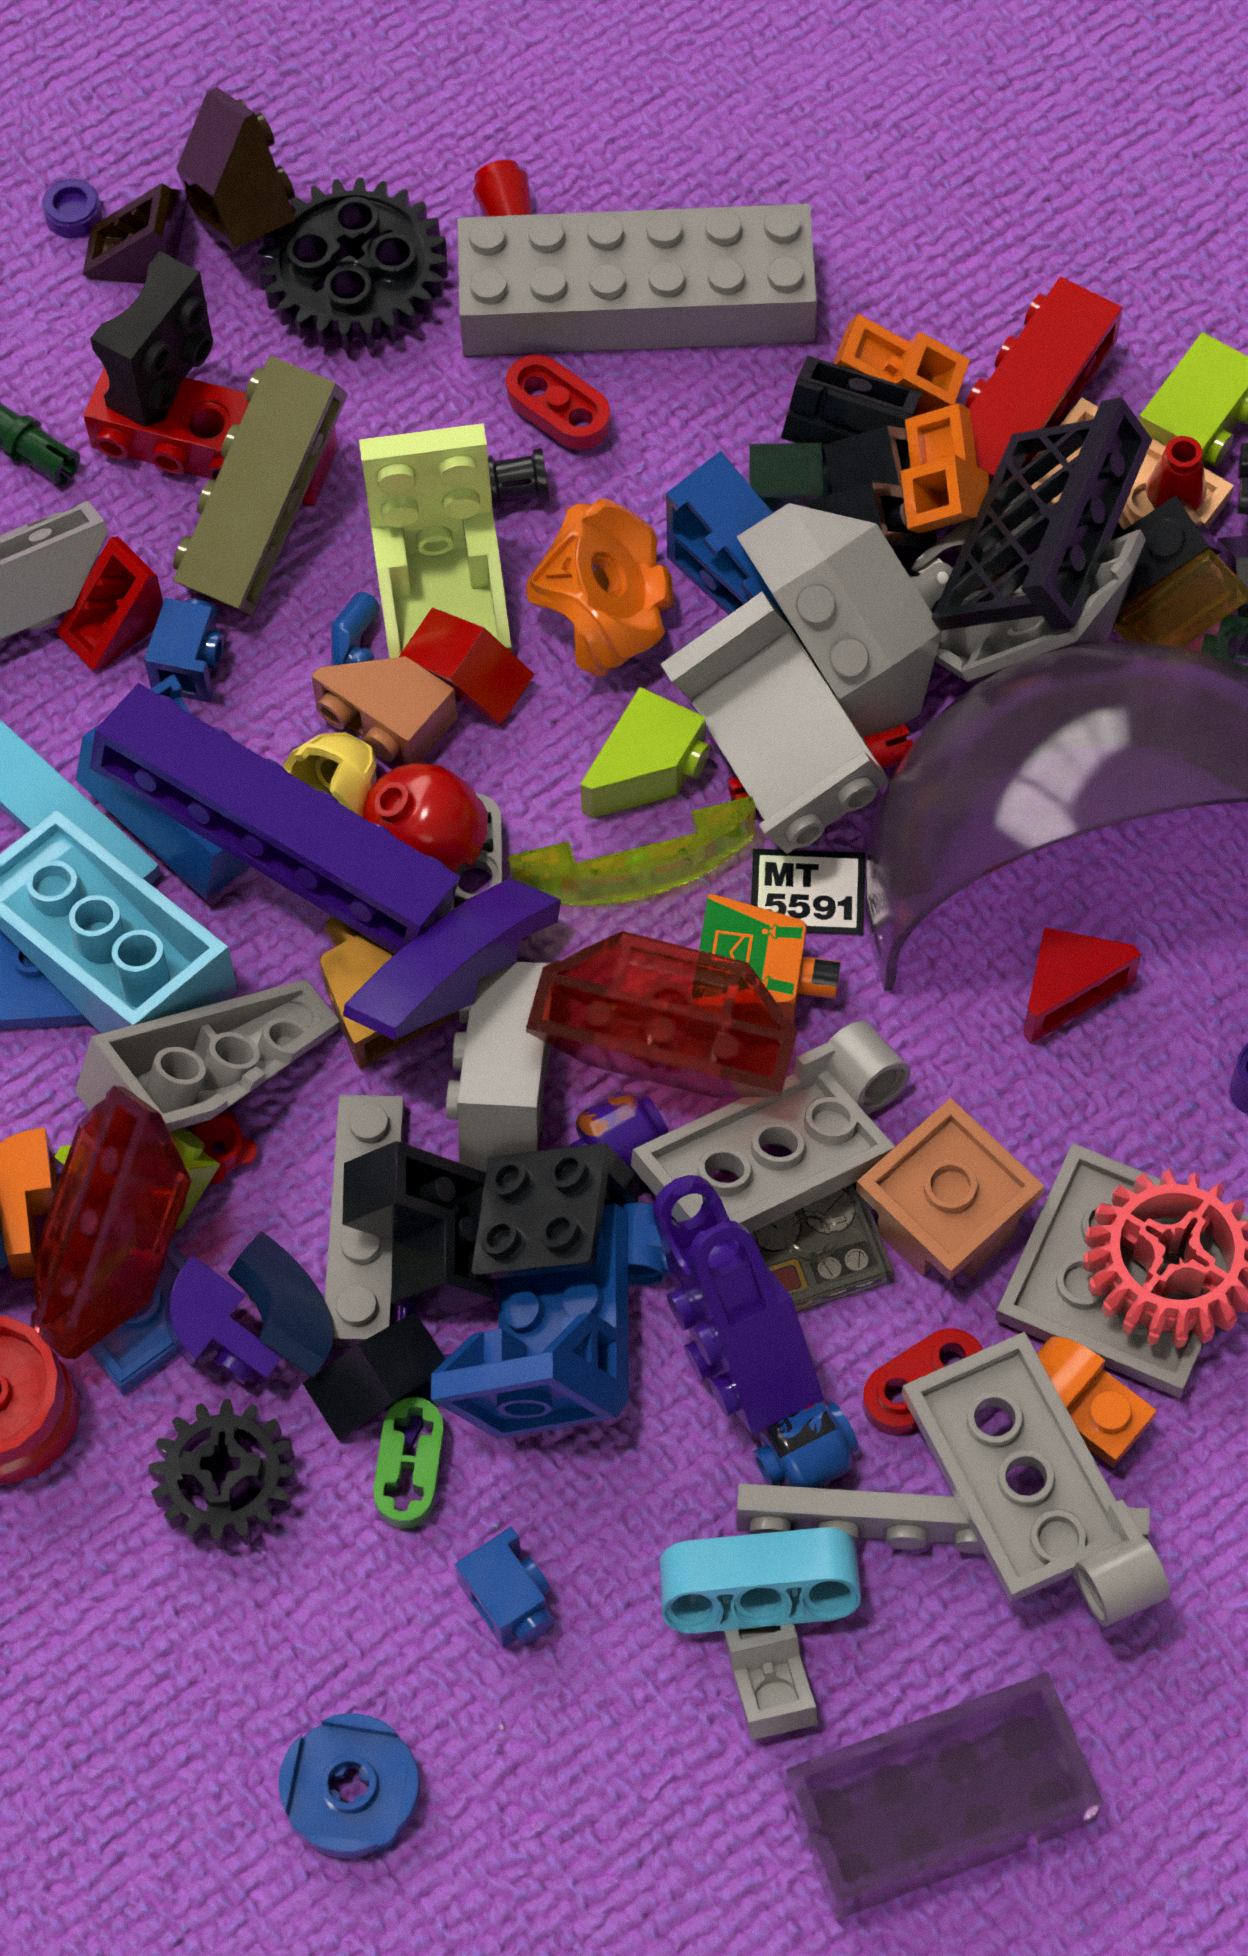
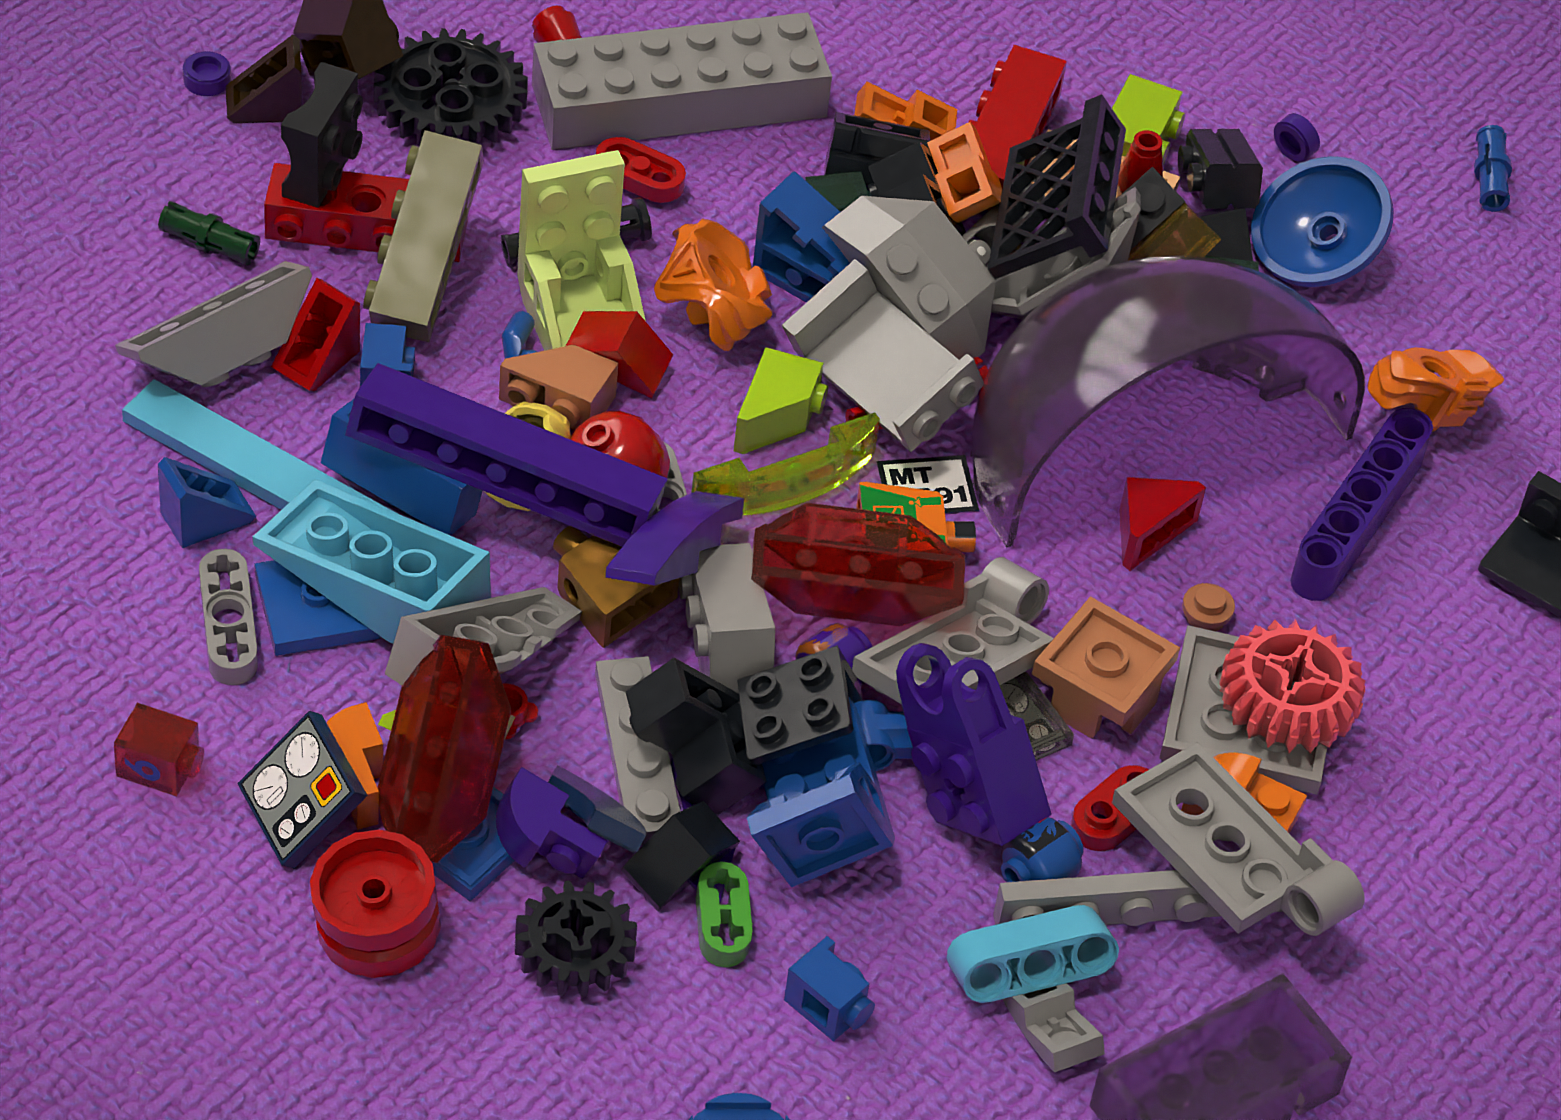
camera: 20 degrees left, 15 degrees down
(1111, 1112) = (1208, 606): none -> nougat plate

